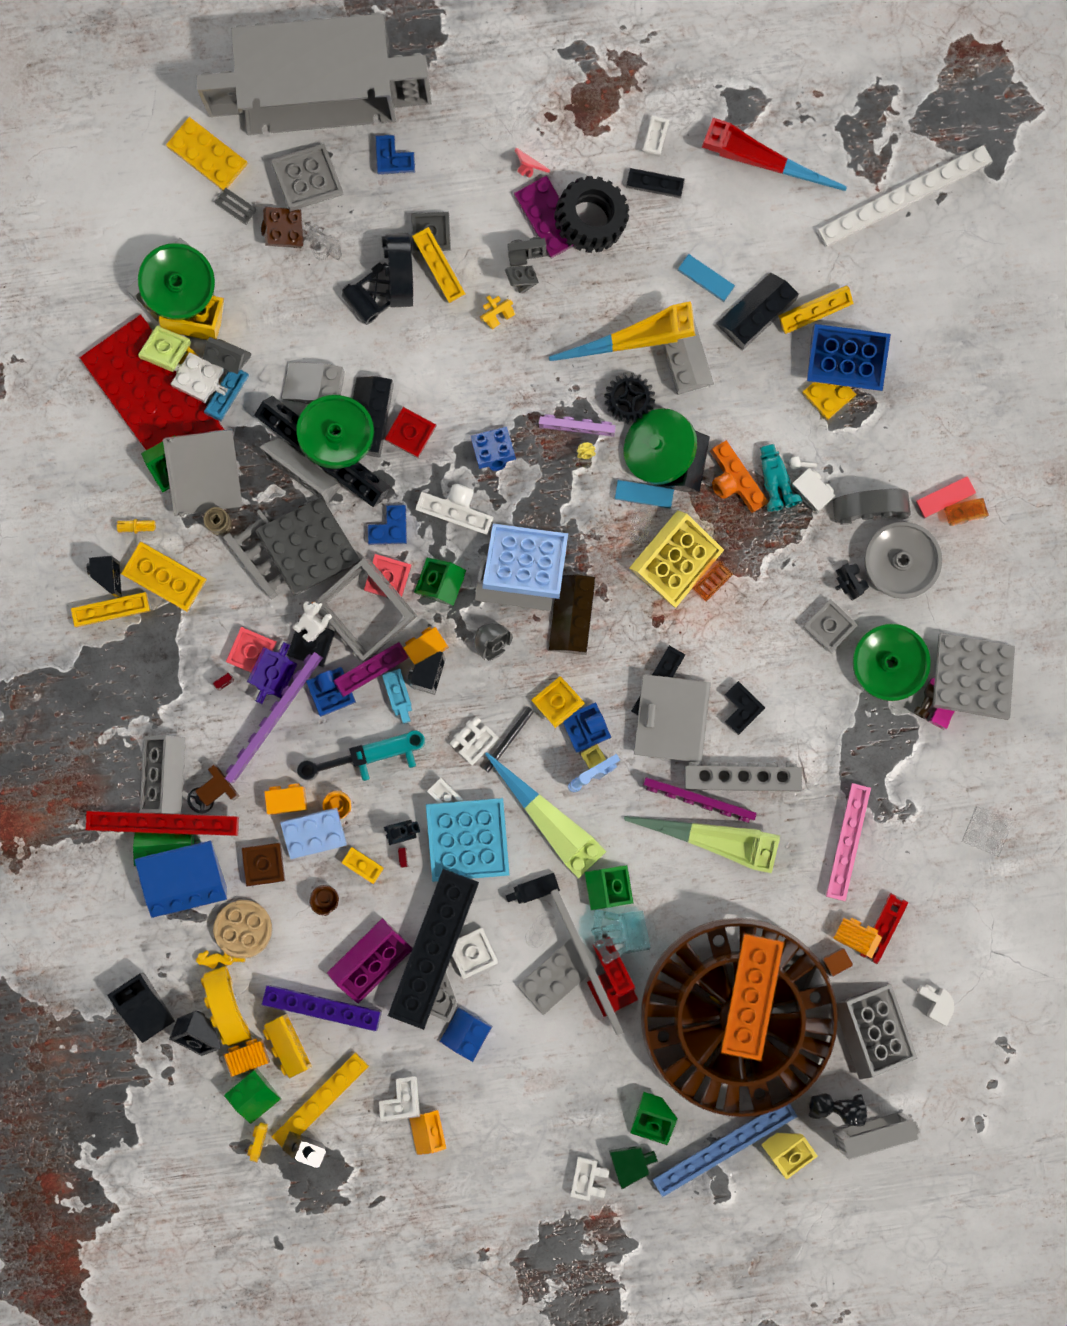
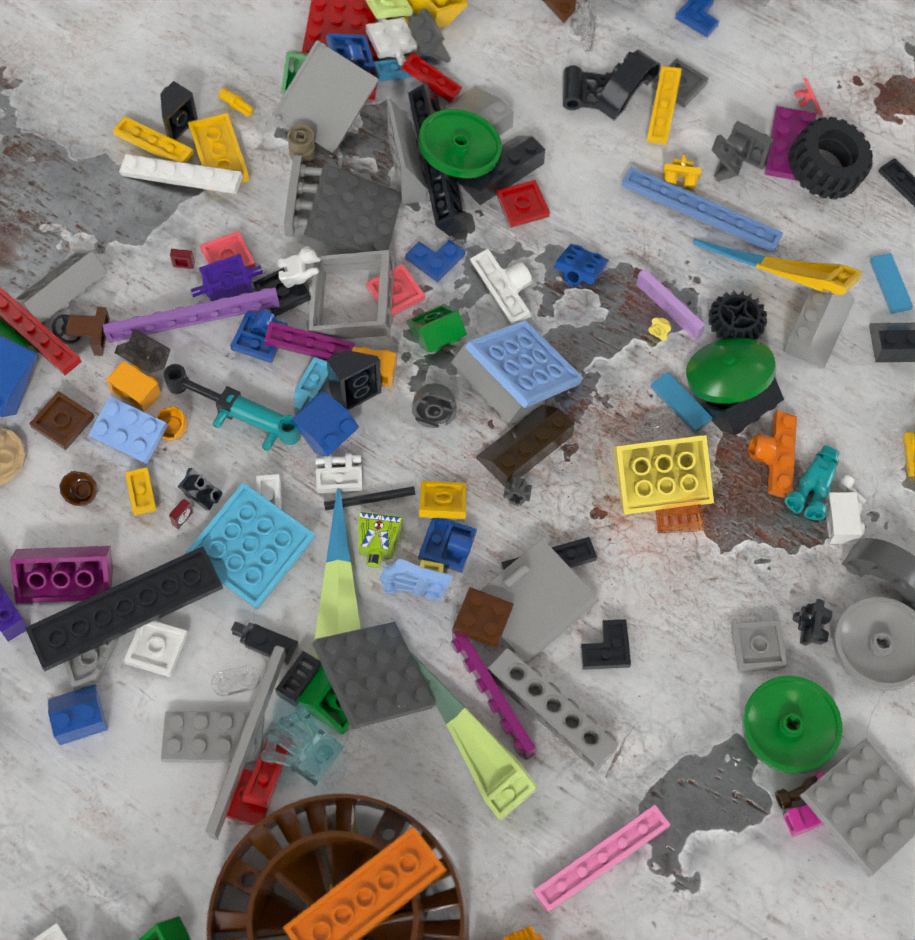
camera: 35 degrees right, 20 degrees down
(157, 619) = (181, 174): none -> white plate
(182, 417) = (353, 48): none -> blue plate
(256, 385) = (431, 77): none -> red plate
(268, 772) = (144, 352): none -> clear smoke bracket
(437, 718) = (324, 424): none -> blue slope
(534, 329) = (702, 209): none -> medium blue plate
(539, 762) = (378, 536): none -> torso
(582, 909) = (292, 674): none -> black slope
(598, 654) = (517, 491): none -> dark grey gear
(622, 854) = (373, 674): none -> dark grey plate
(654, 759) = (483, 617): none -> reddish brown plate

